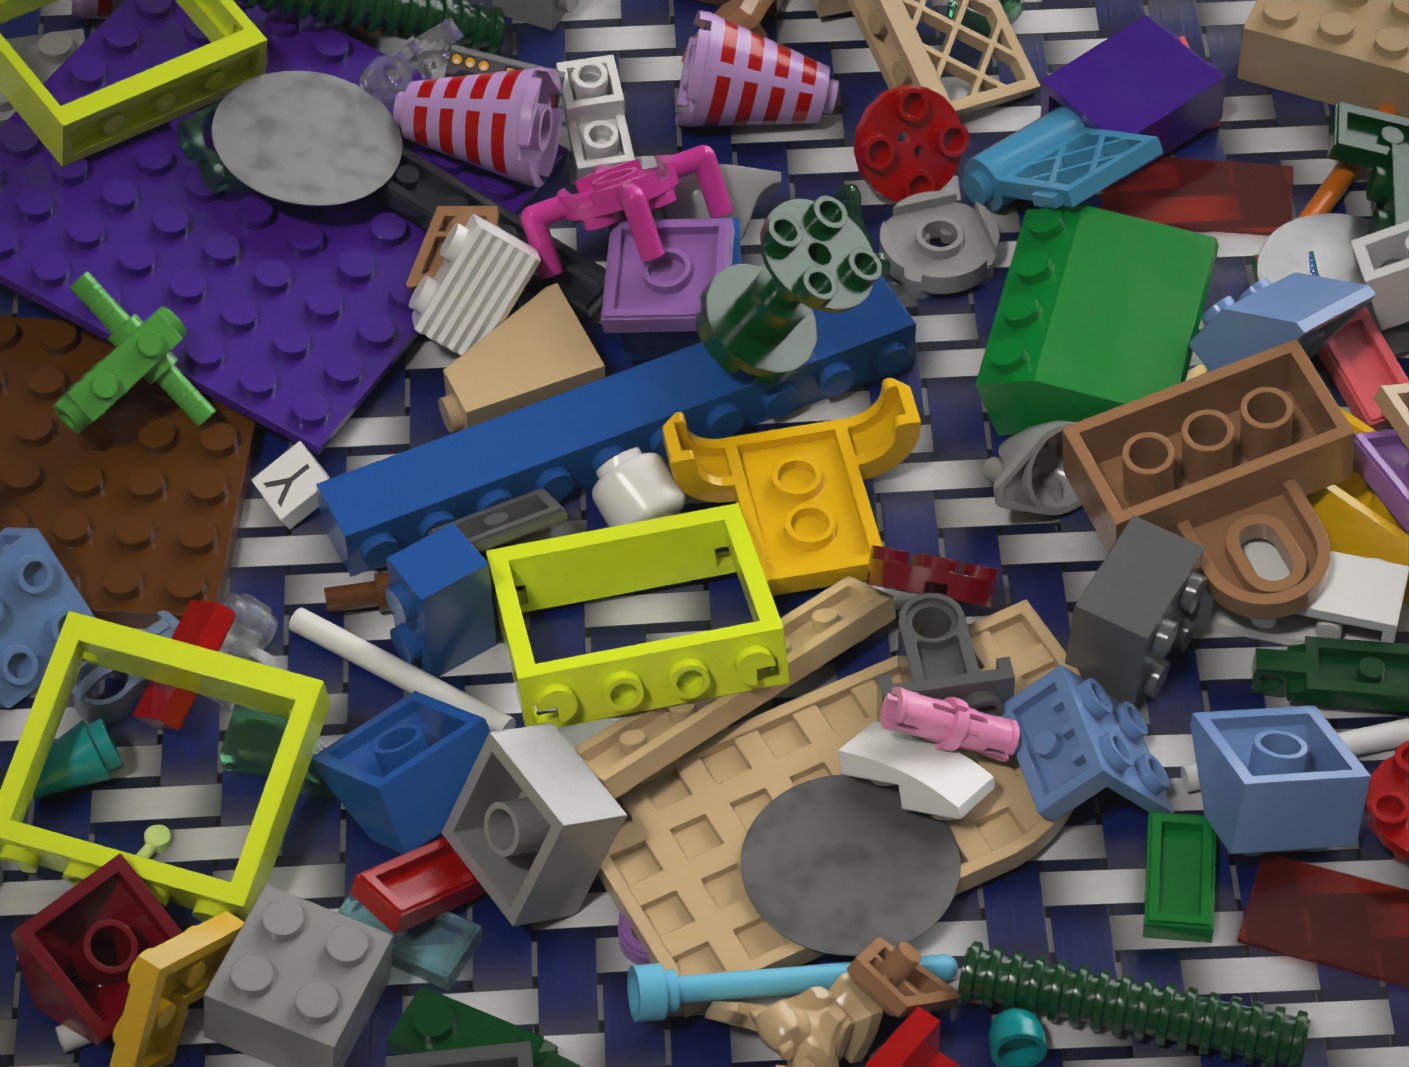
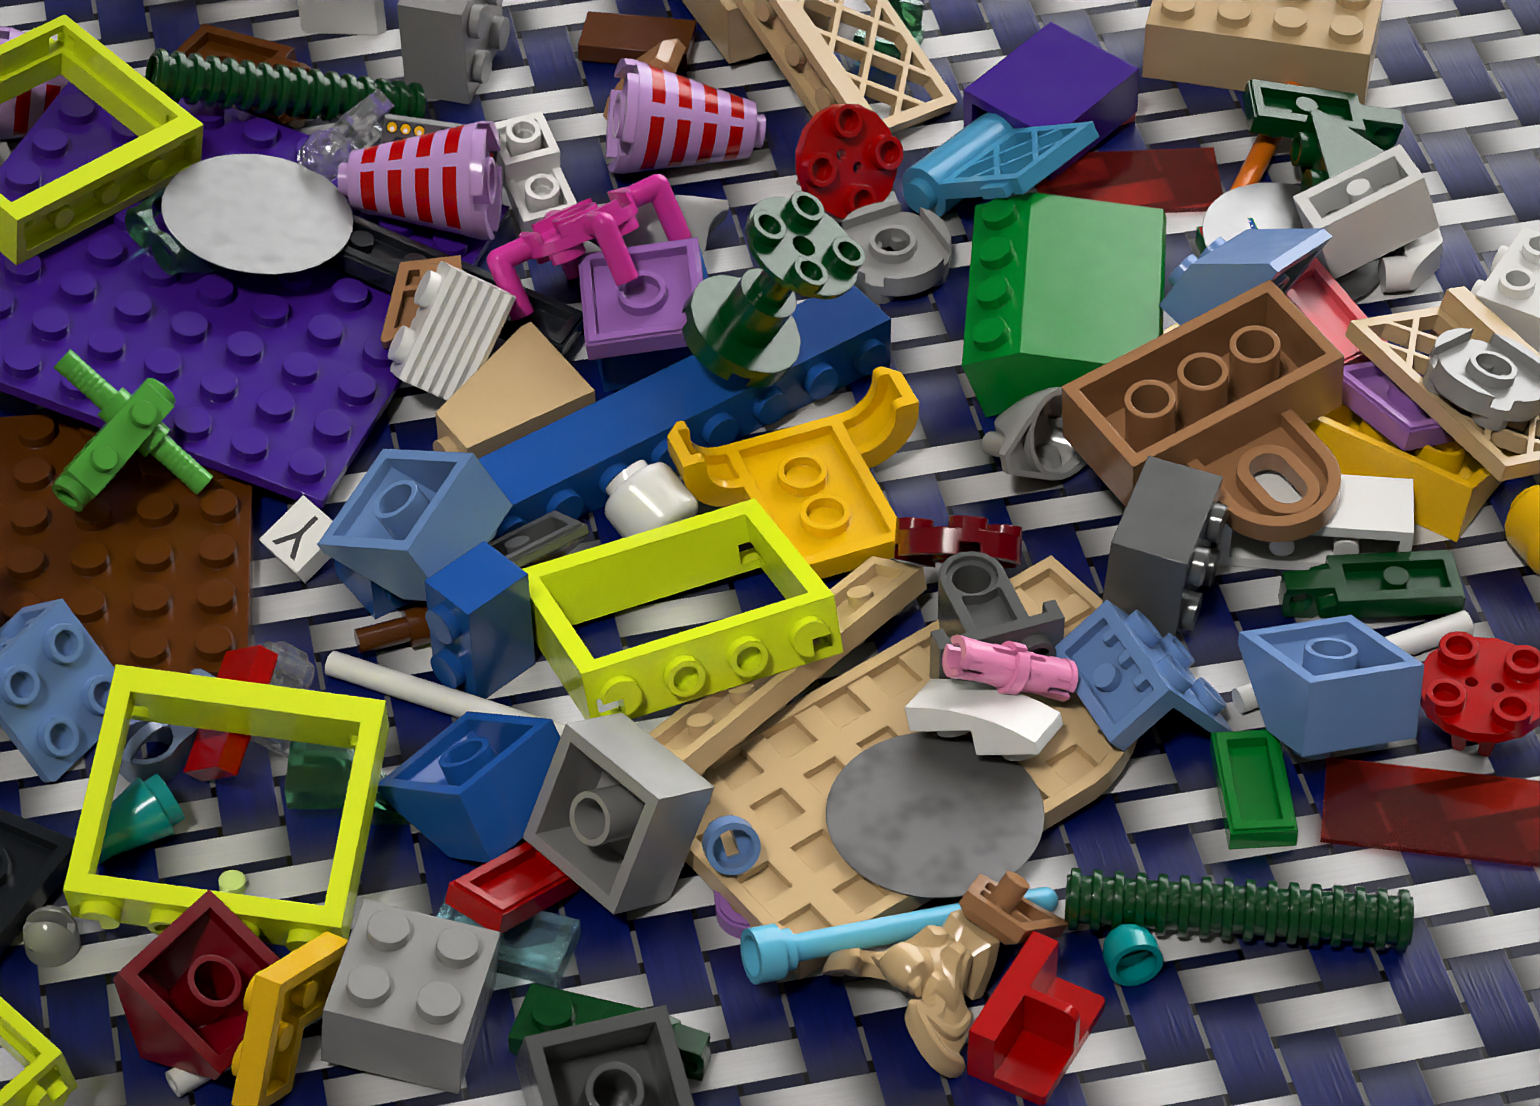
camera: 10 degrees left, 5 degrees down
(395, 486) = (415, 518): none -> medium blue slope
(623, 877) = (745, 839): none -> medium blue hinge

